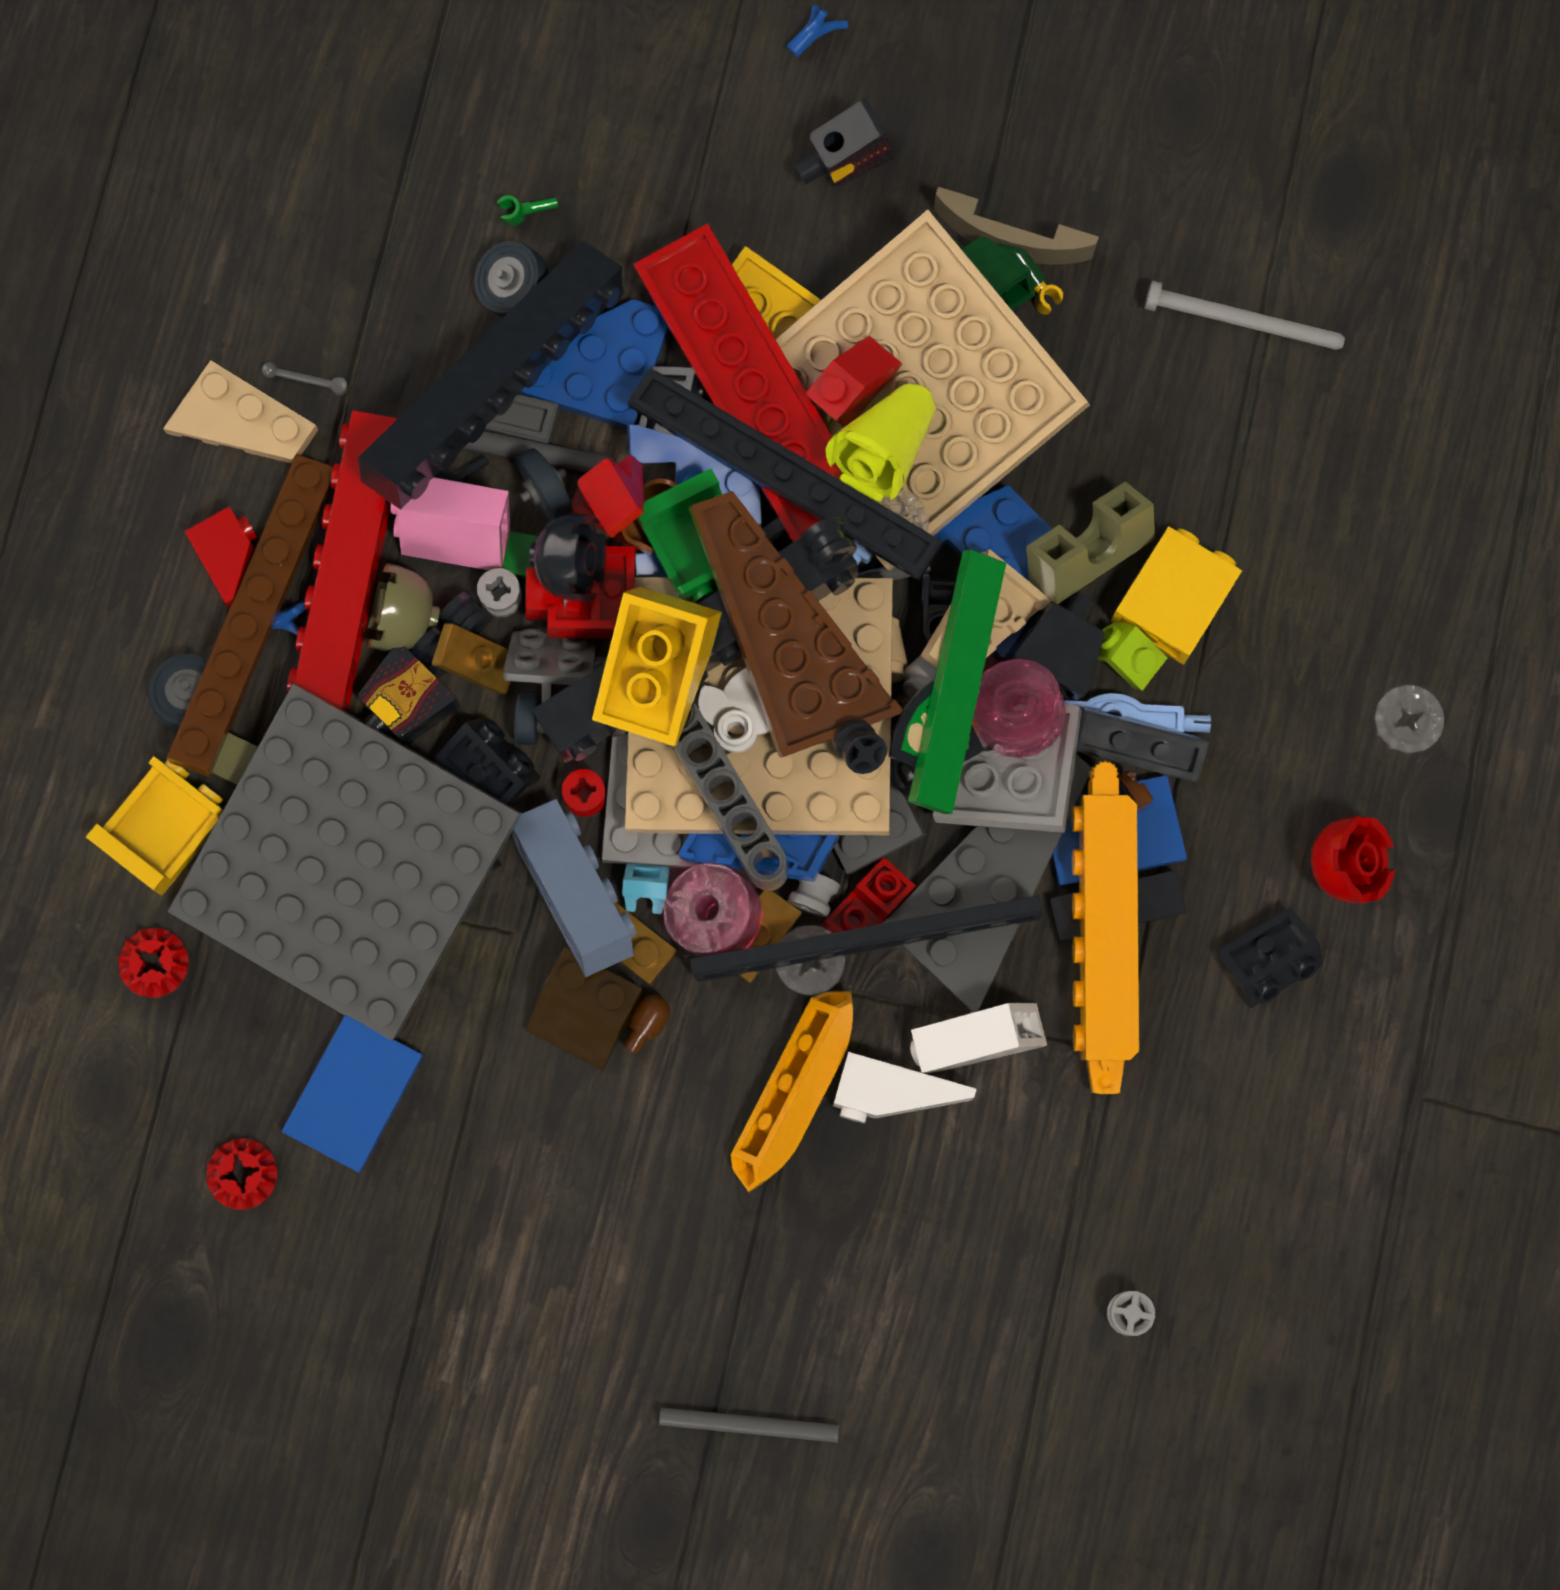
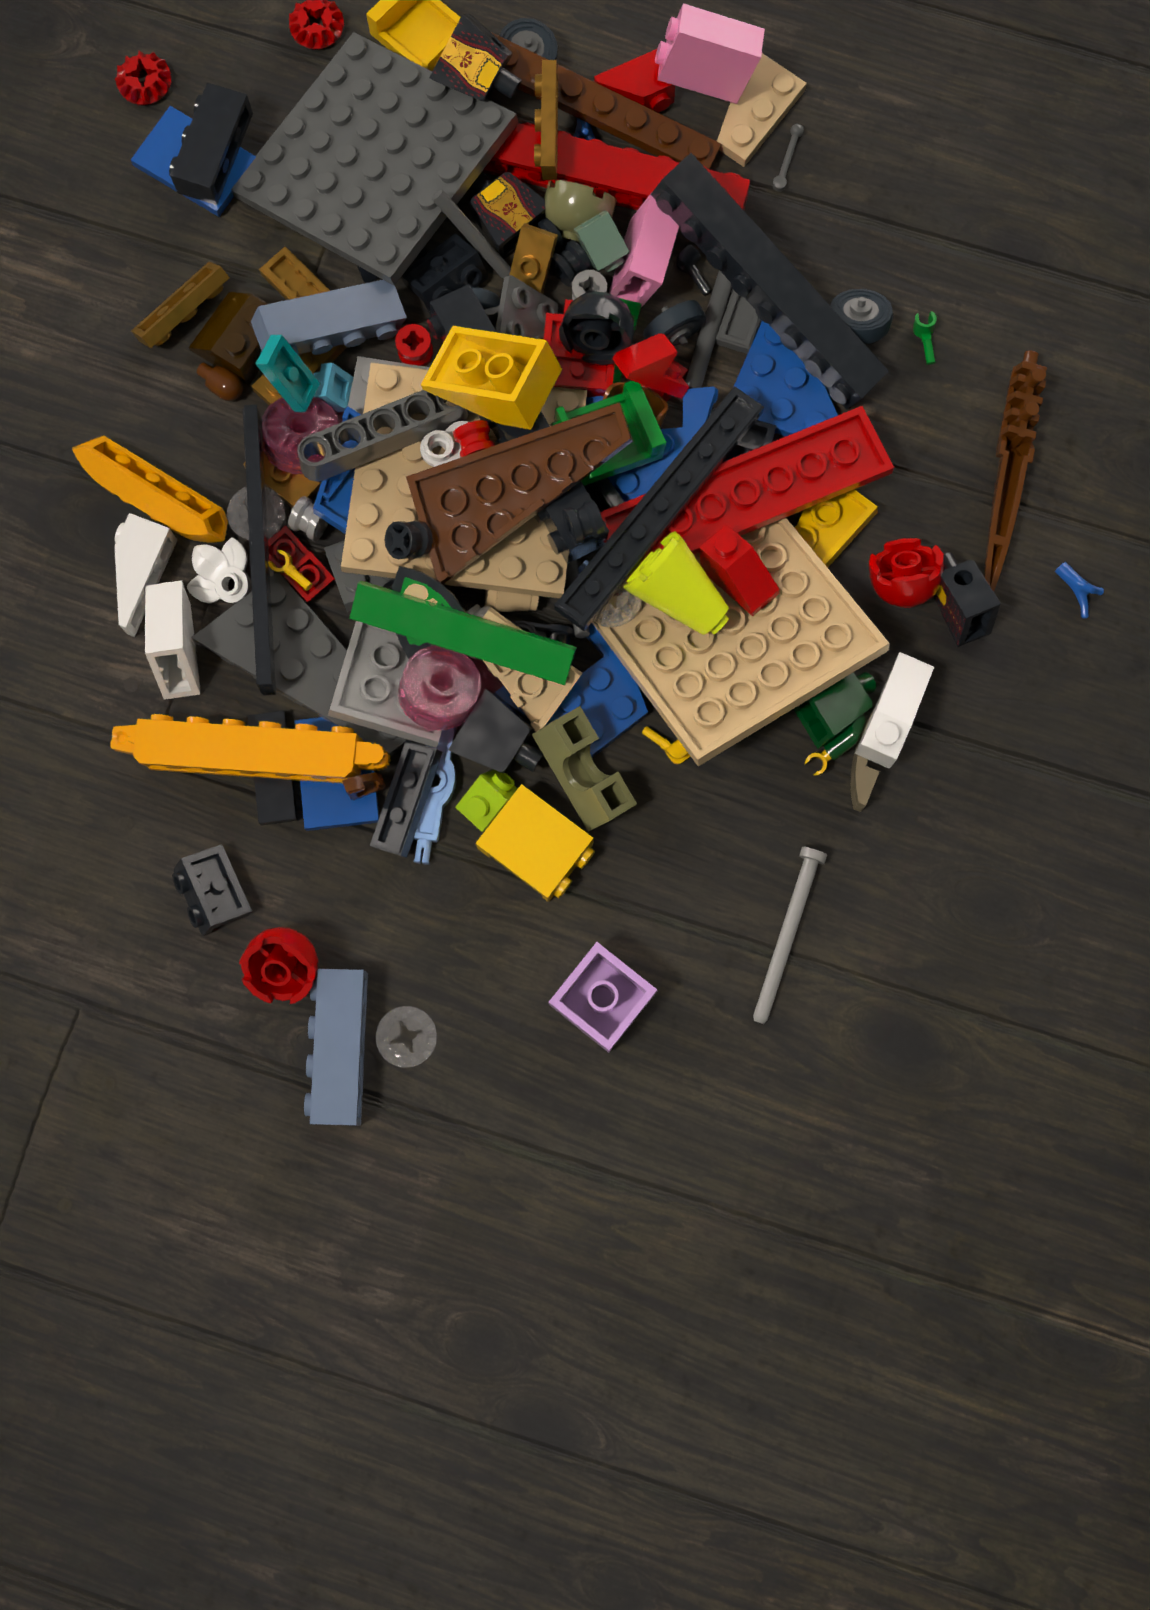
camera: 100 degrees right, 0 degrees up
(202, 459) = (709, 53): none -> bright pink brick
(231, 737) = (475, 62): none -> torso
(299, 645) = (547, 120): none -> pearl gold plate
(339, 1066) = (211, 143): none -> black brick
(445, 729) = (471, 233): none -> dark grey bar
(453, 569) = (602, 242): none -> sand green slope
(512, 944) = (291, 276): none -> pearl gold plate
(551, 1083) = (181, 305): none -> pearl gold plate
(656, 918) = (287, 373): none -> teal plate
(668, 103) = (1015, 453): none -> reddish brown piece
(732, 682) = (473, 437): none -> red wheel
(822, 207) = (906, 572): none -> red cylinder
(886, 902) = (291, 571): none -> yellow hand
(886, 997) = (215, 570): none -> white plate
(993, 206) = (895, 711): none -> white slope
(1050, 453) = (674, 751): none -> yellow hand
(1344, 503) = (602, 997): none -> lavender brick
(1435, 790) = (338, 1047): none -> sand blue brick

